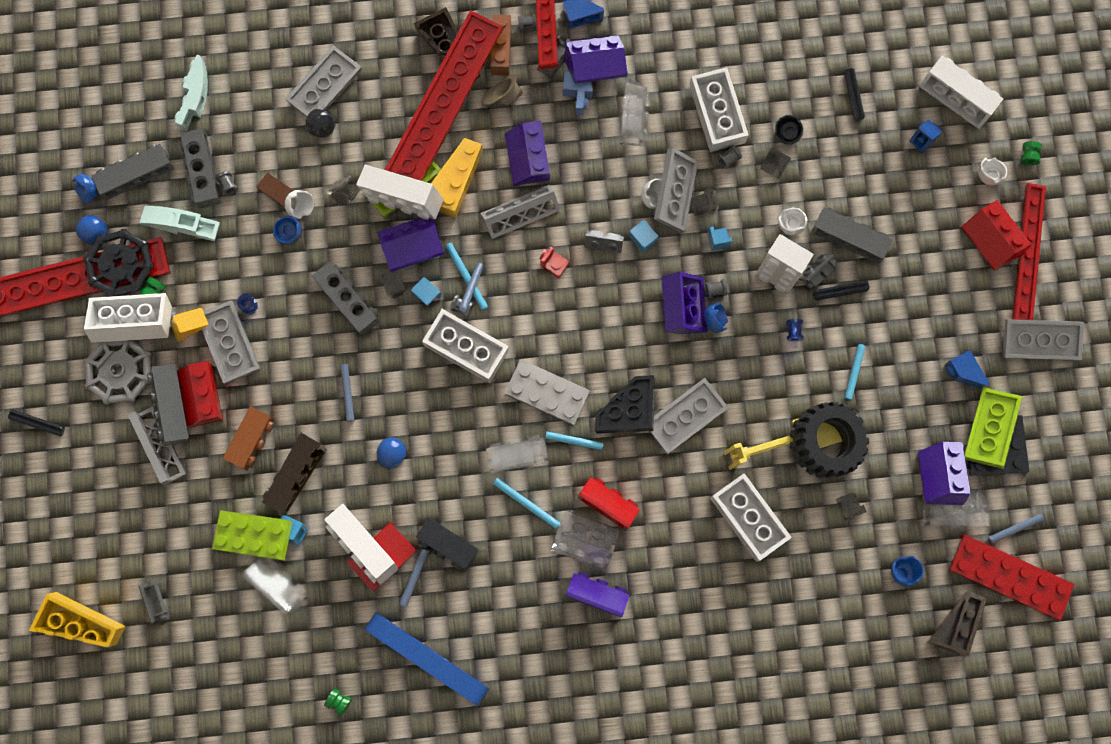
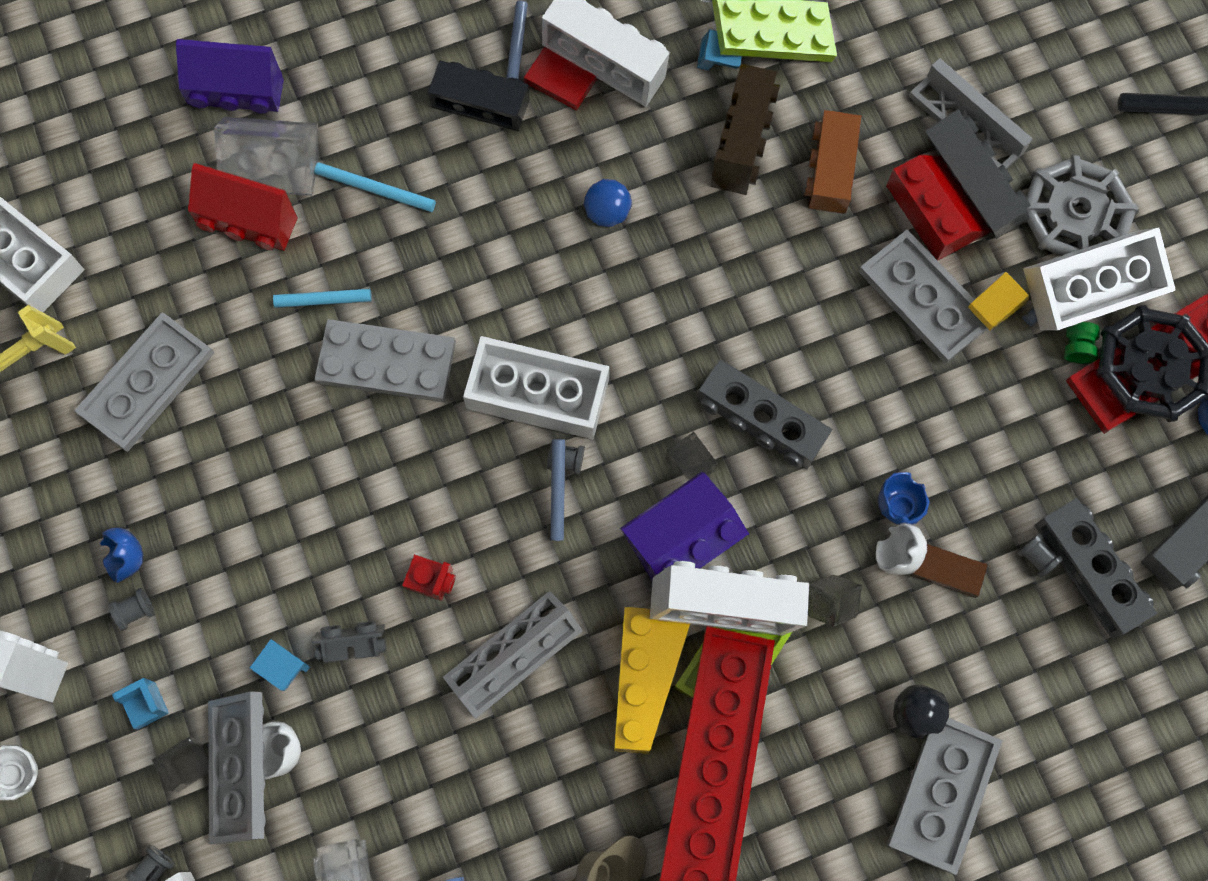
camera: 165 degrees right, 5 degrees down
(180, 221) = (1088, 461): light aqua slope -> none
(196, 87) = (1169, 719): light aqua slope -> none
(252, 306) = (920, 370): clear blue bush -> none
(347, 392) = (708, 274): sand blue bar -> none
(425, 291) = (631, 461): dark azure panel -> none
(465, 274) = (577, 516): medium azure bar -> none
(517, 454) = (404, 240): clear slope -> none
(527, 154) = (529, 764): dark purple slope -> none
(629, 408) = (239, 365): black plate -> none
(684, 303) = (182, 565): dark purple slope -> none

